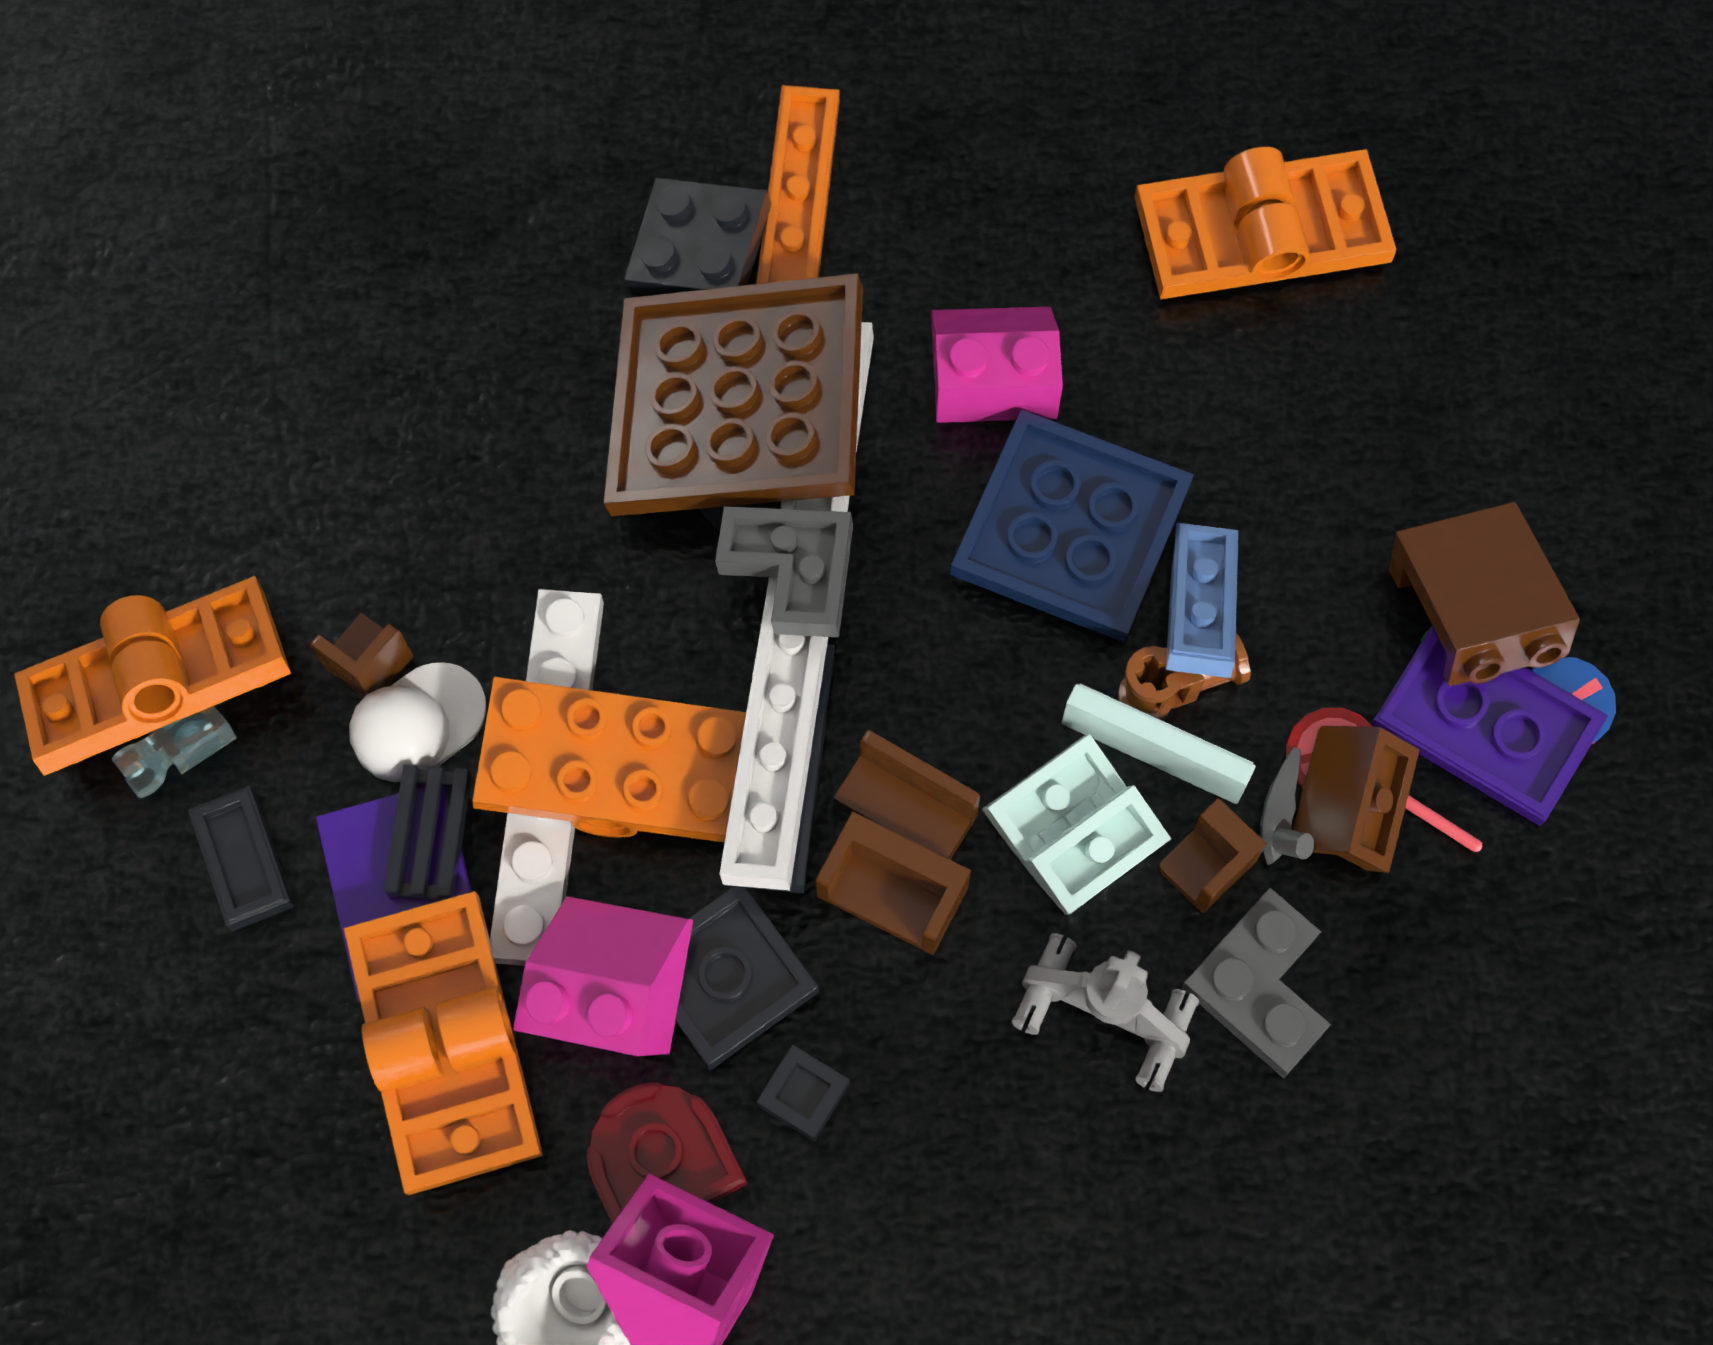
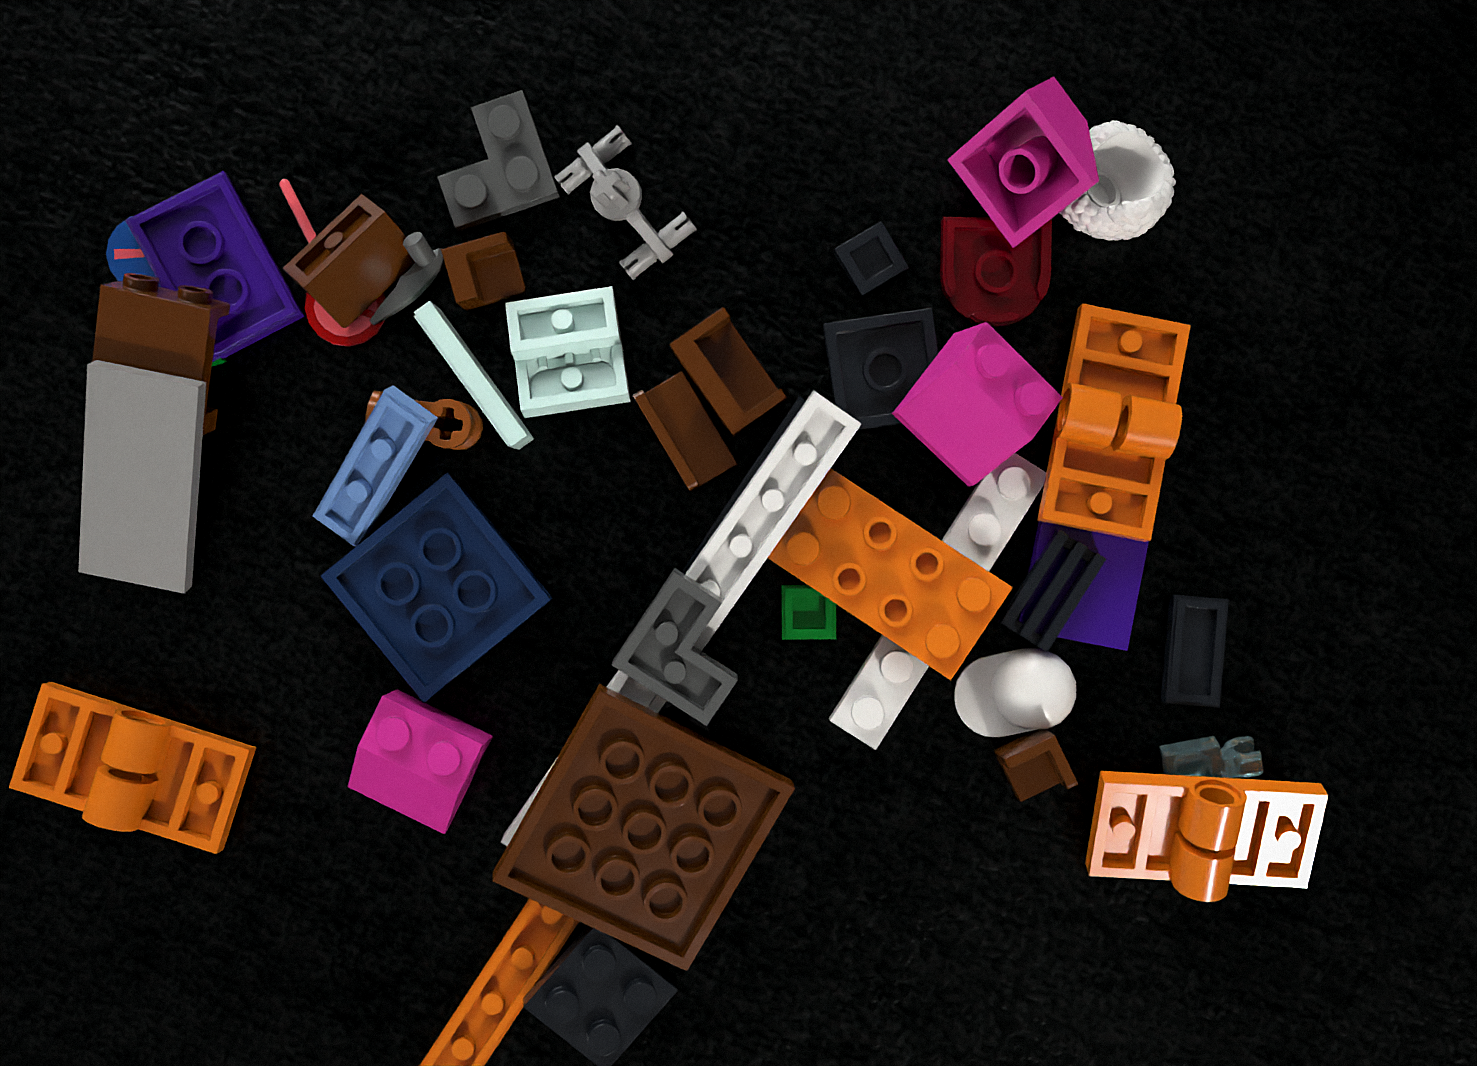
camera: 150 degrees left, 20 degrees up
(679, 681) = (806, 613): none -> green tile
(1426, 475) = (140, 475): none -> light grey tile

